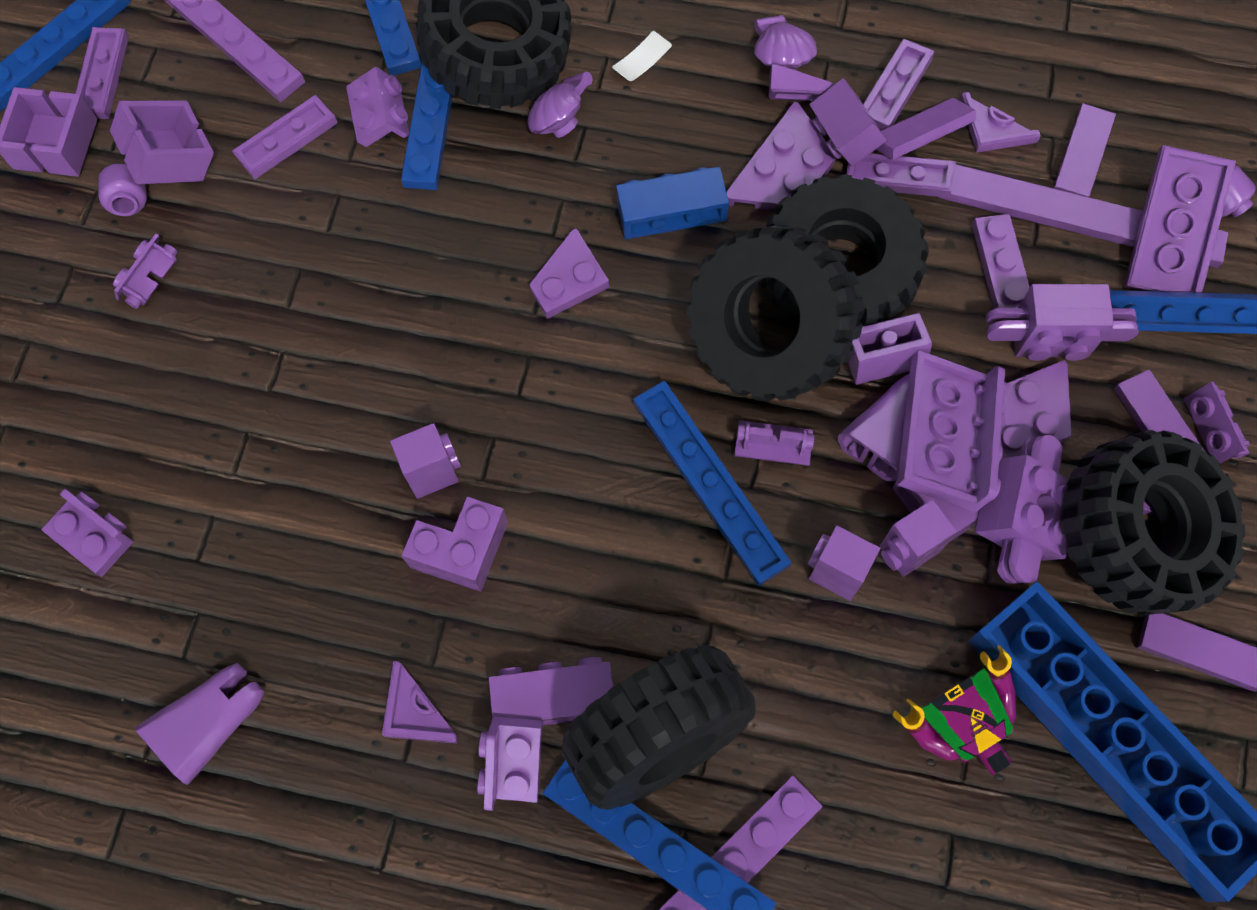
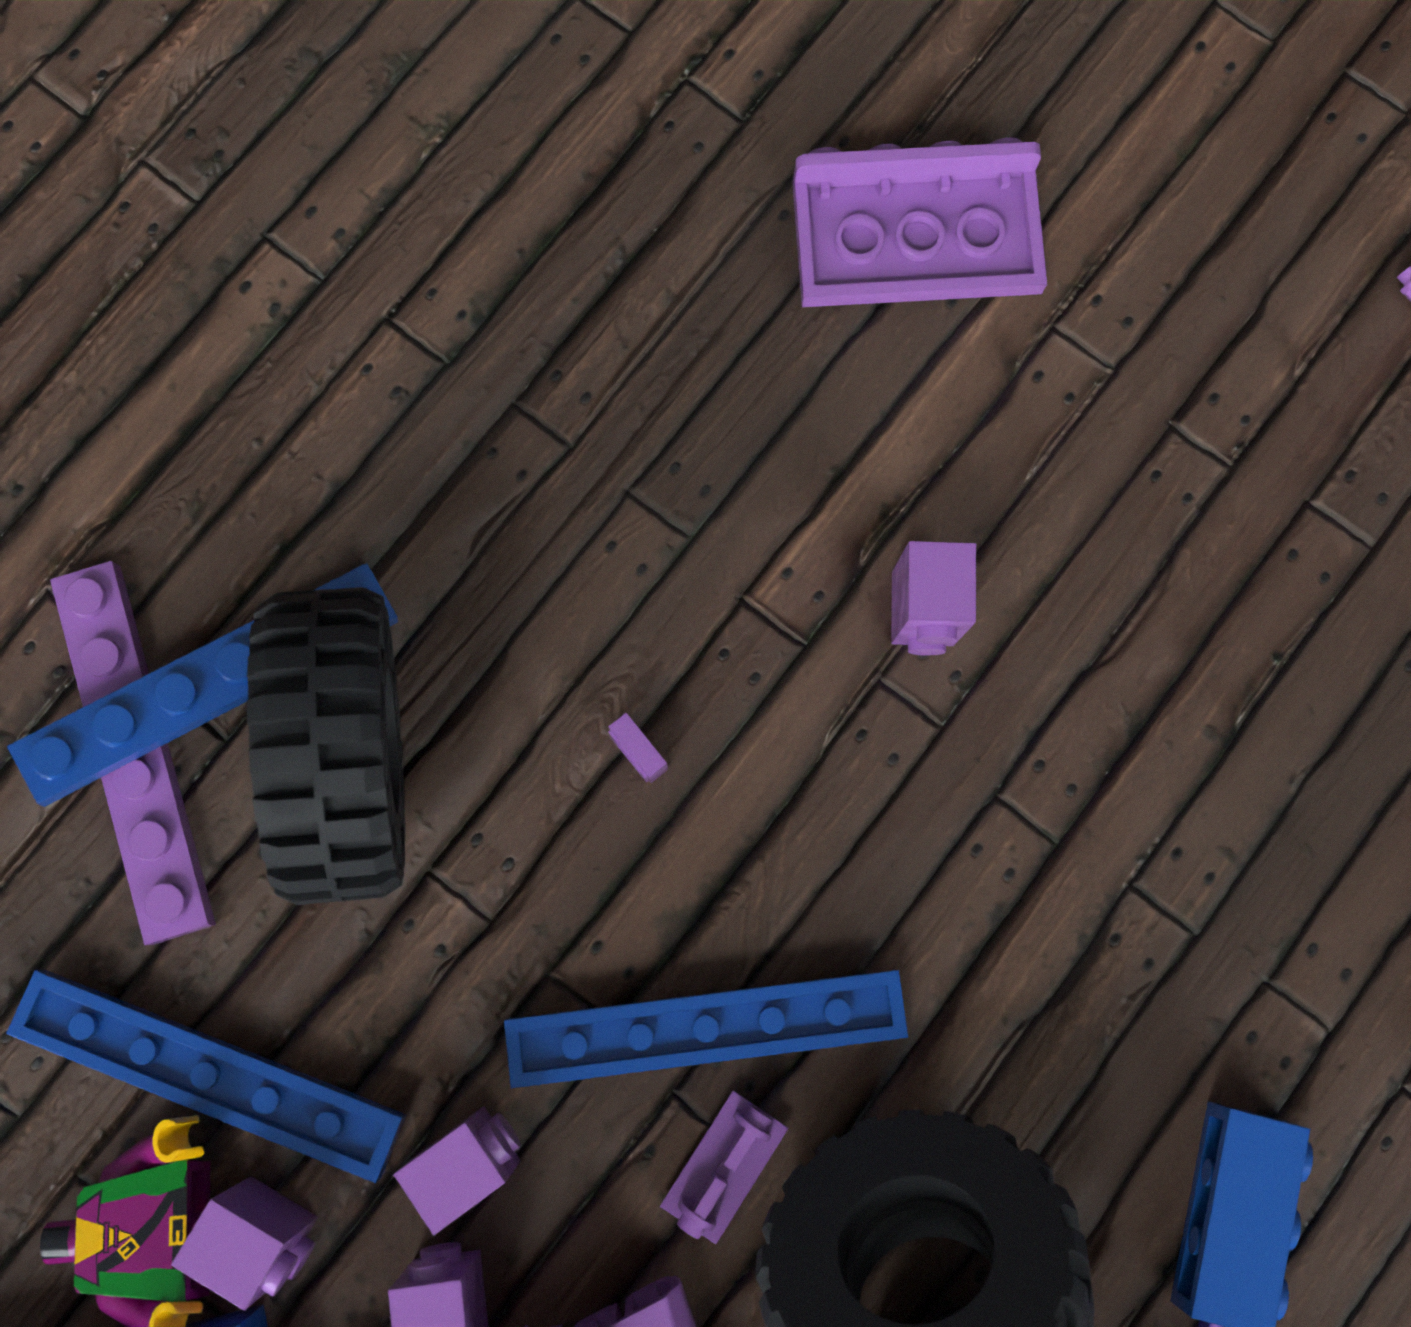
camera: 110 degrees right, 10 degrees up
(86, 534) = (1048, 95): medium lavender bracket -> none
(199, 570) = (918, 223): none -> medium lavender bracket
(199, 723) = (690, 149): medium lavender piece -> none
(411, 713) = (570, 437): medium lavender tile -> none
(461, 554) = (763, 597): medium lavender brick -> none
(511, 761) = (425, 532): medium lavender bracket -> none
(552, 693) = (492, 635): medium lavender brick -> none
(568, 277) = (1174, 970): medium lavender wing -> none
(580, 583) = (637, 748): none -> medium lavender tile
(871, 736) = (207, 1075): none -> blue plate
(939, 653) = (247, 1243): none -> medium lavender brick

